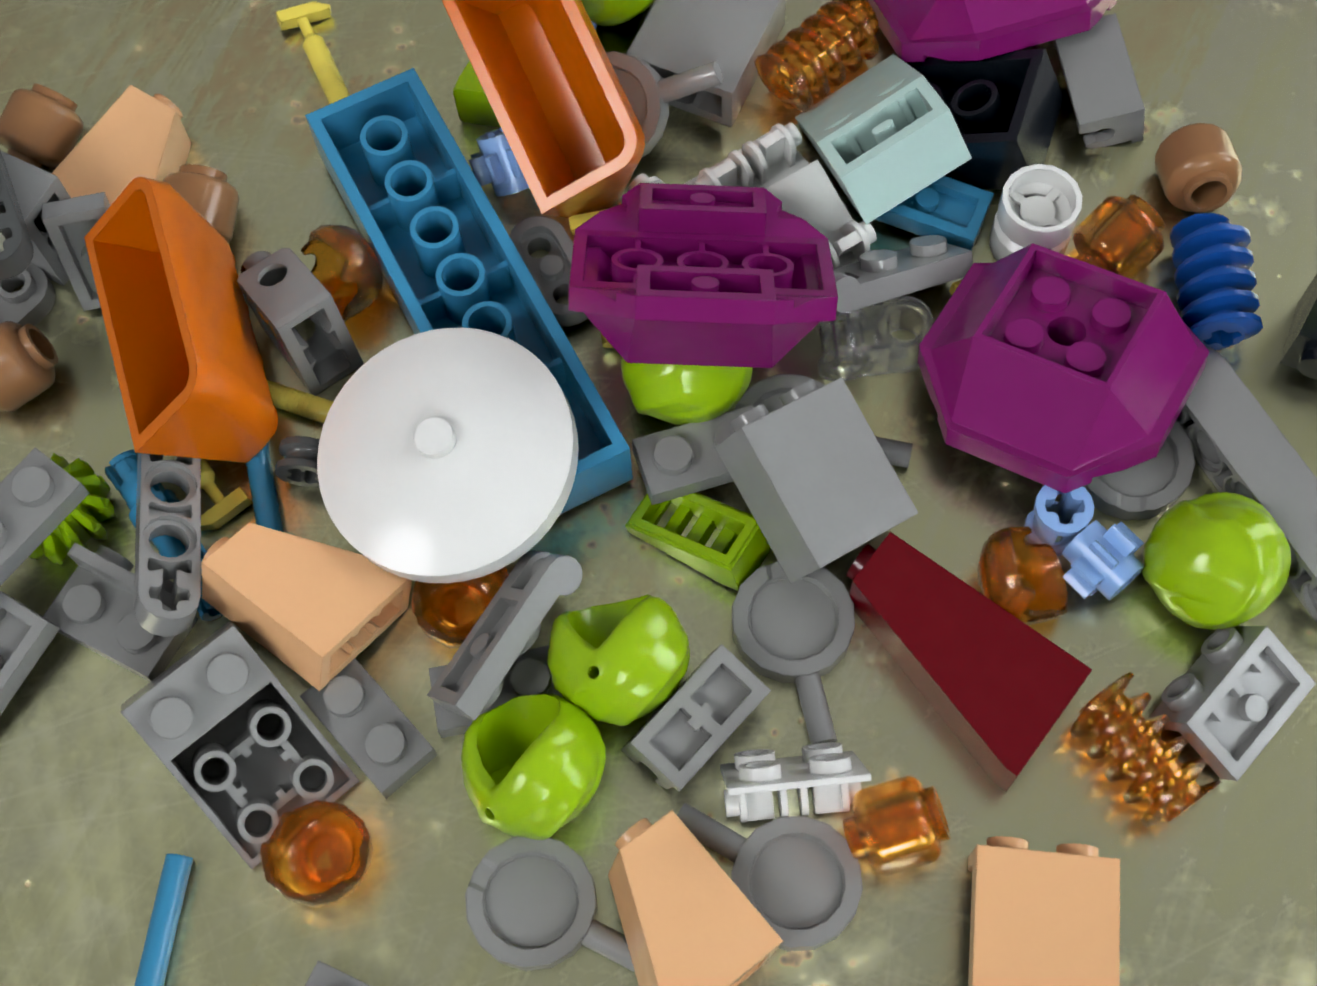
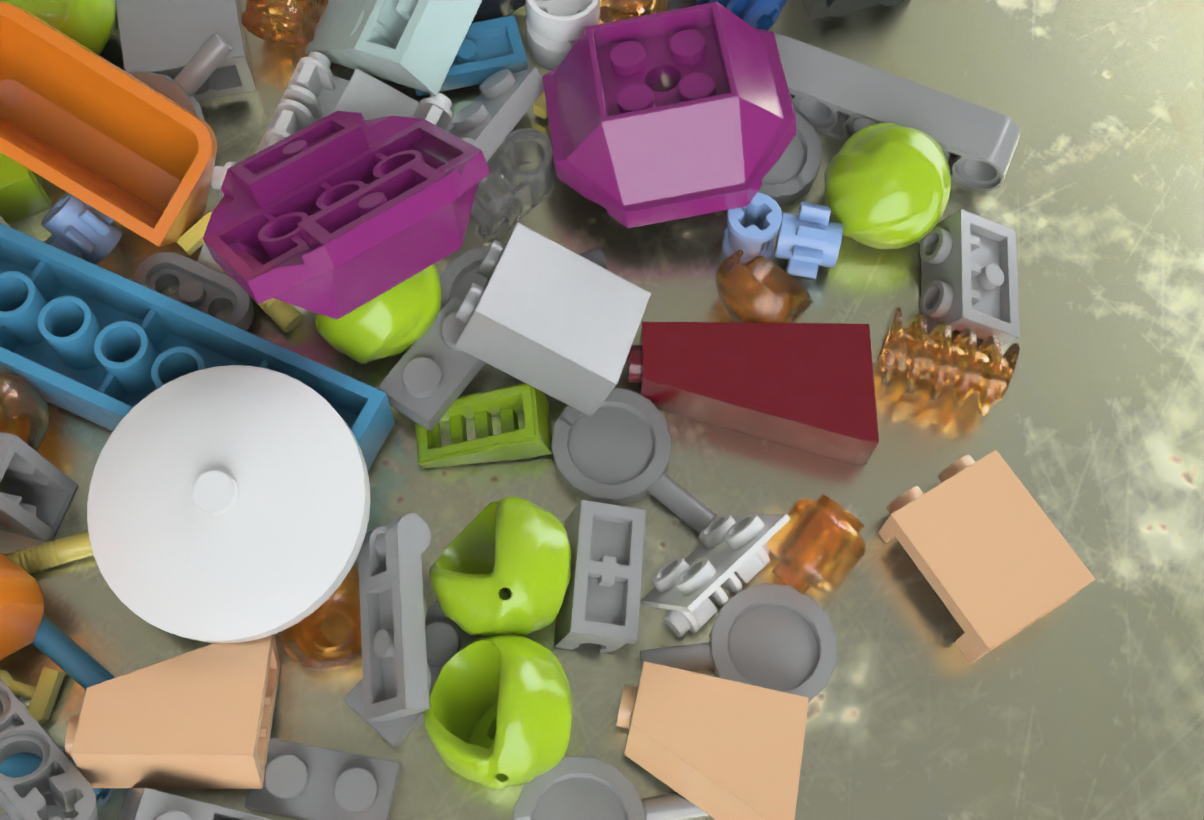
camera: 45 degrees left, 0 degrees up
(299, 461) = (89, 603): dark grey bush -> none

